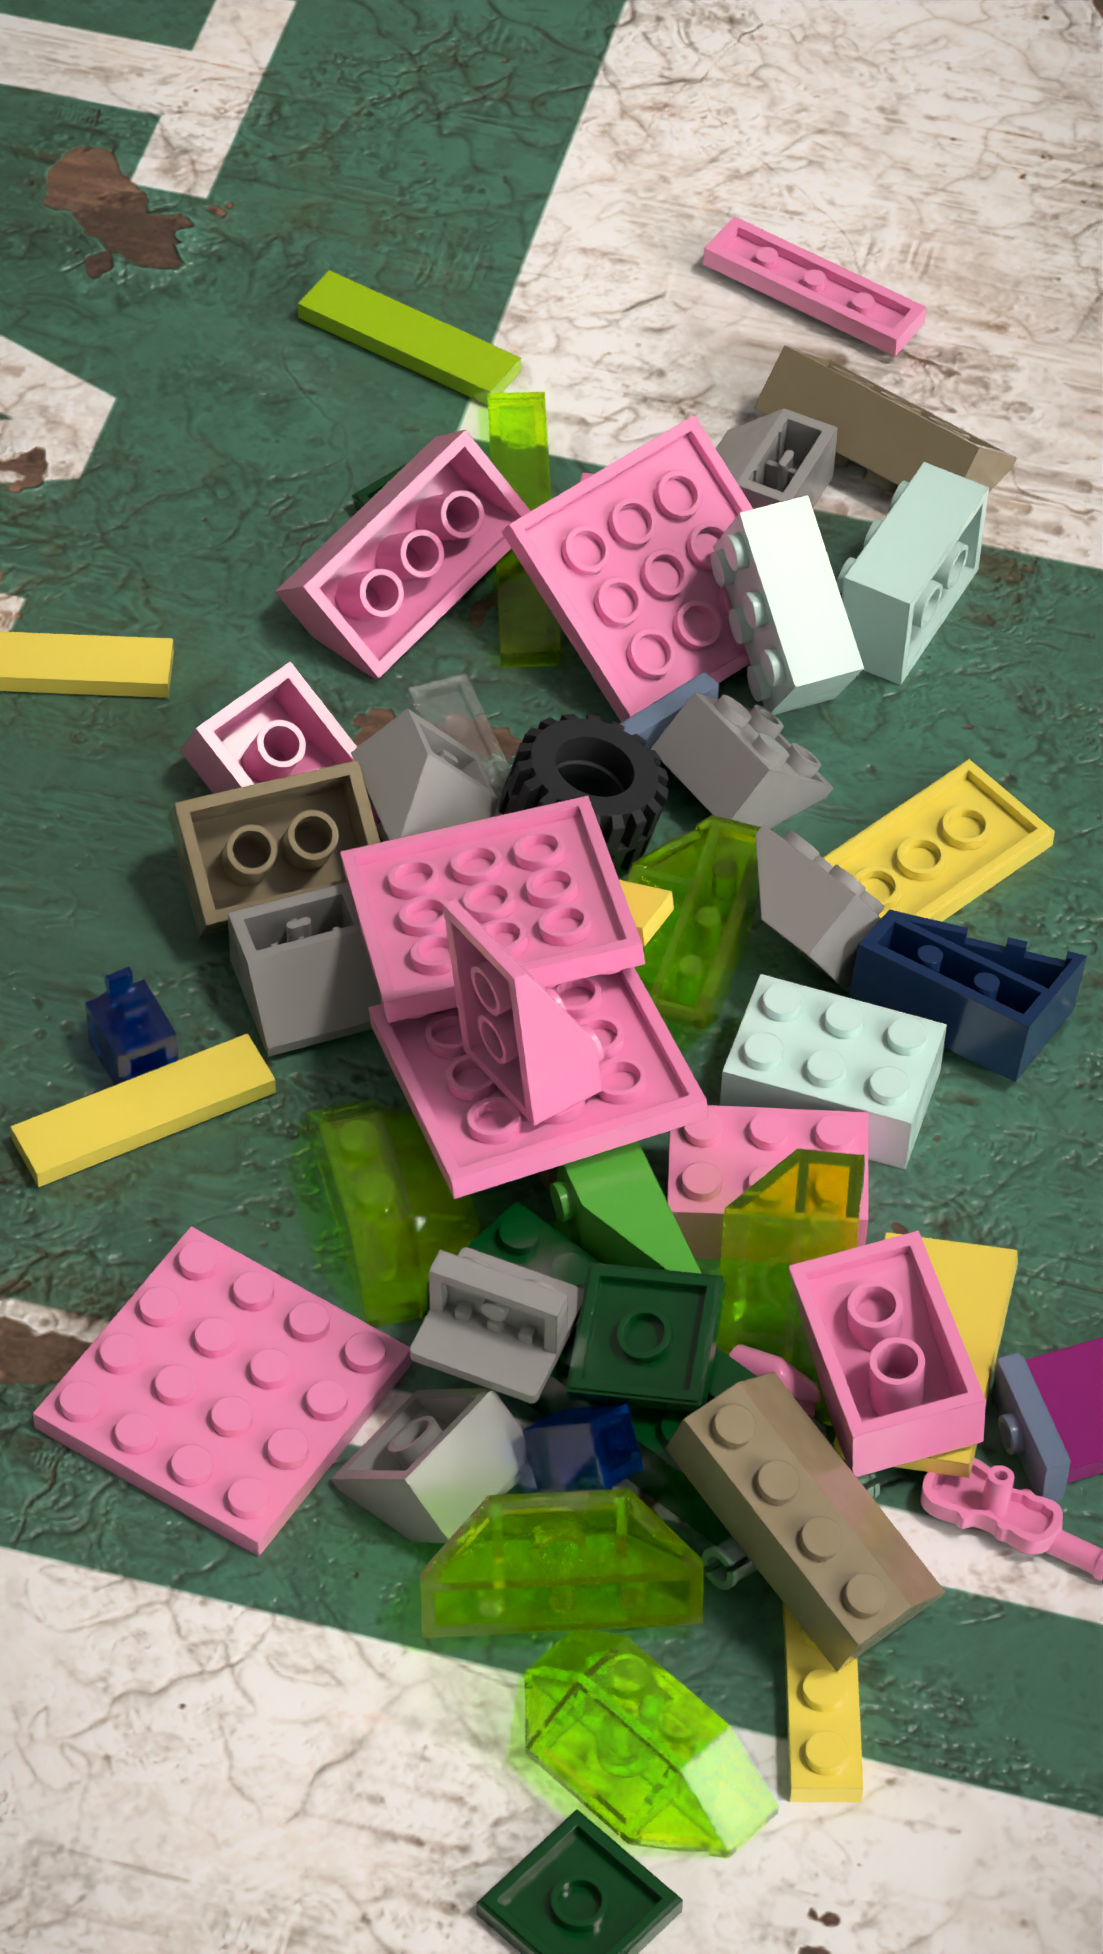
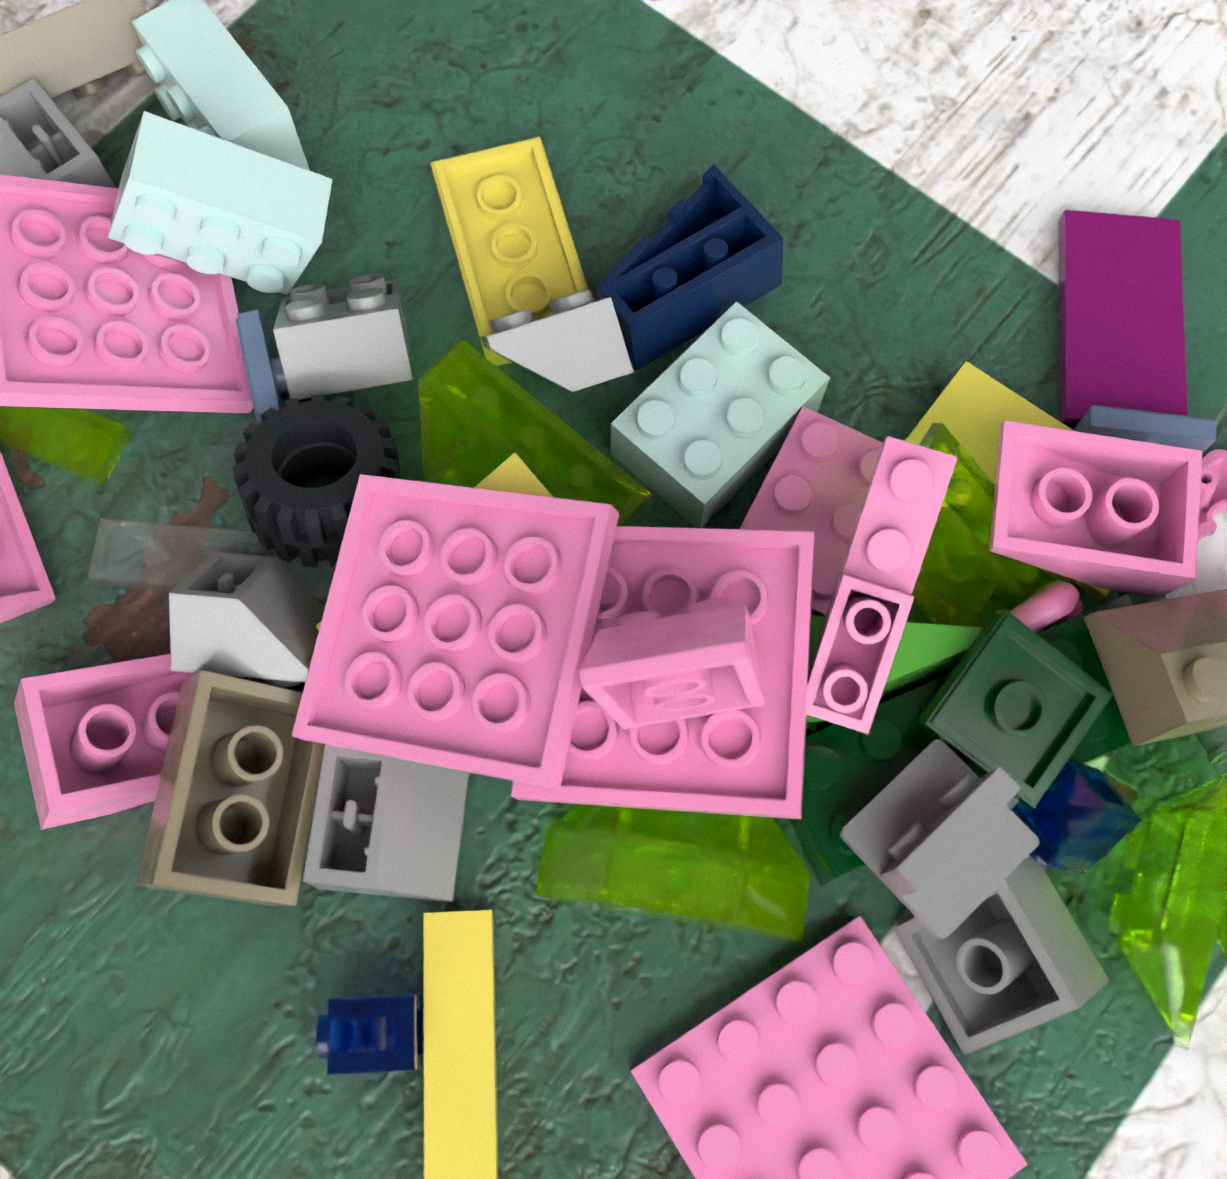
camera: 65 degrees left, 20 degrees up
(689, 1173) = (877, 583): none -> bright pink slope

